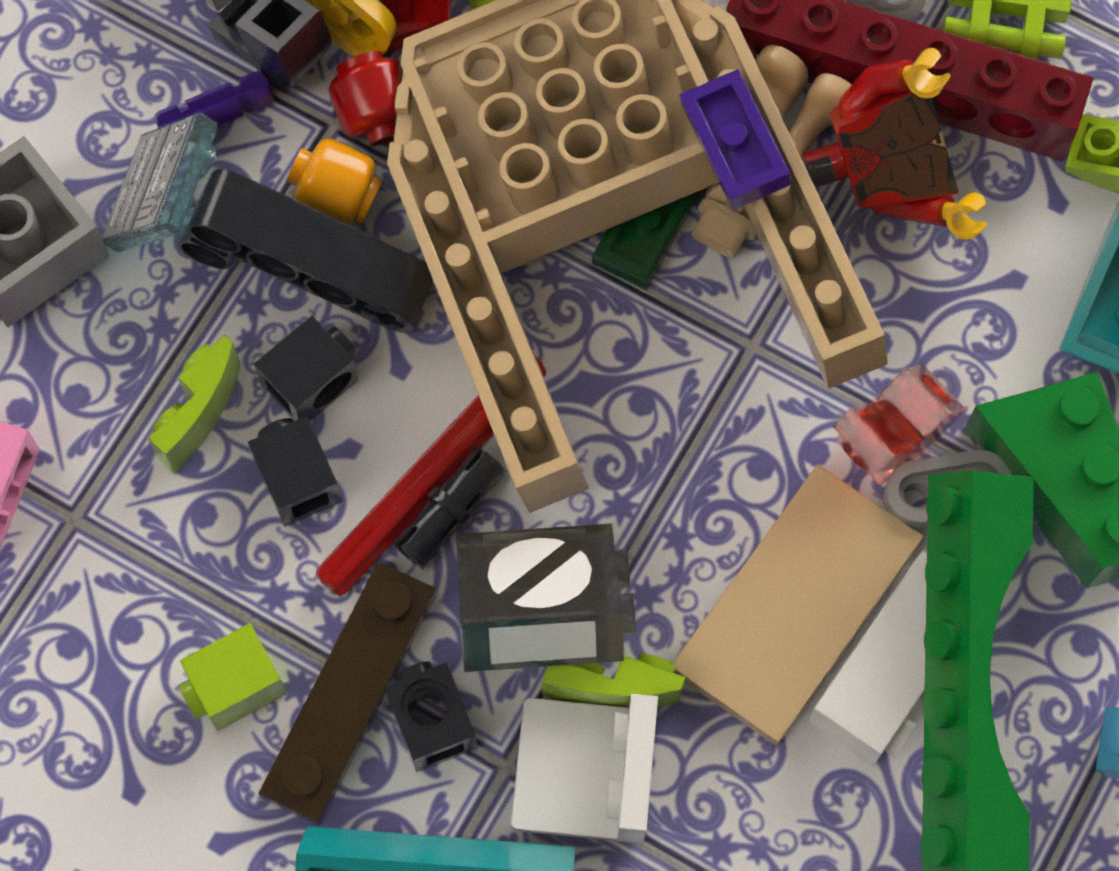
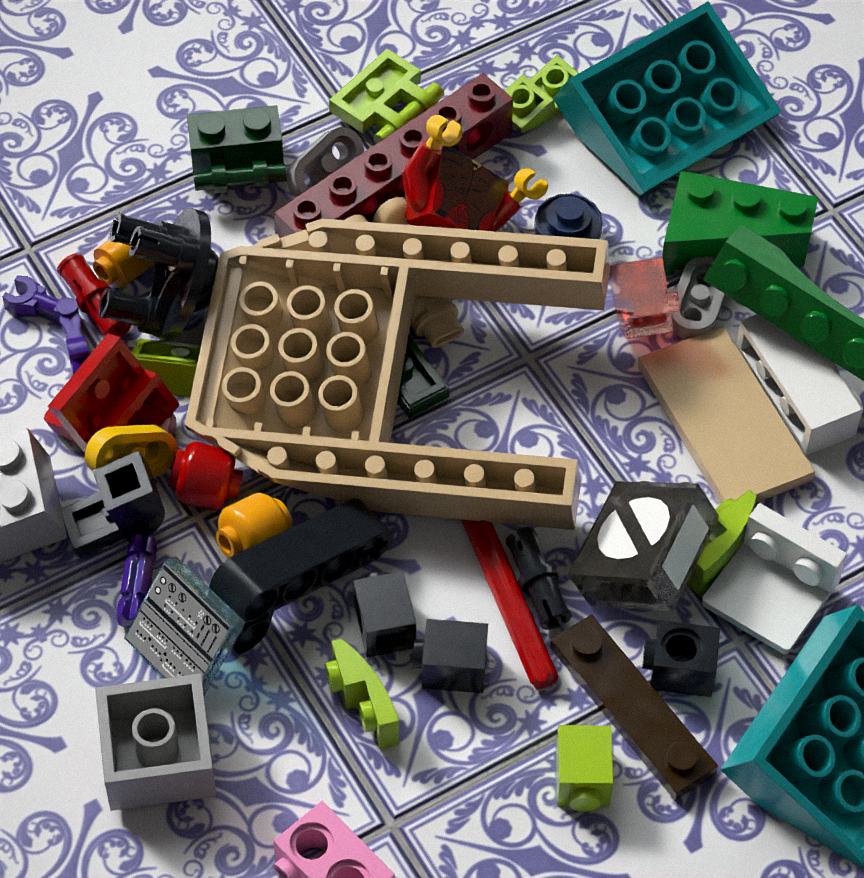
camera: 60 degrees left, 15 degrees down
(735, 139) = (417, 252): dark purple plate -> none
(956, 290) = (568, 217): none -> dark blue plate

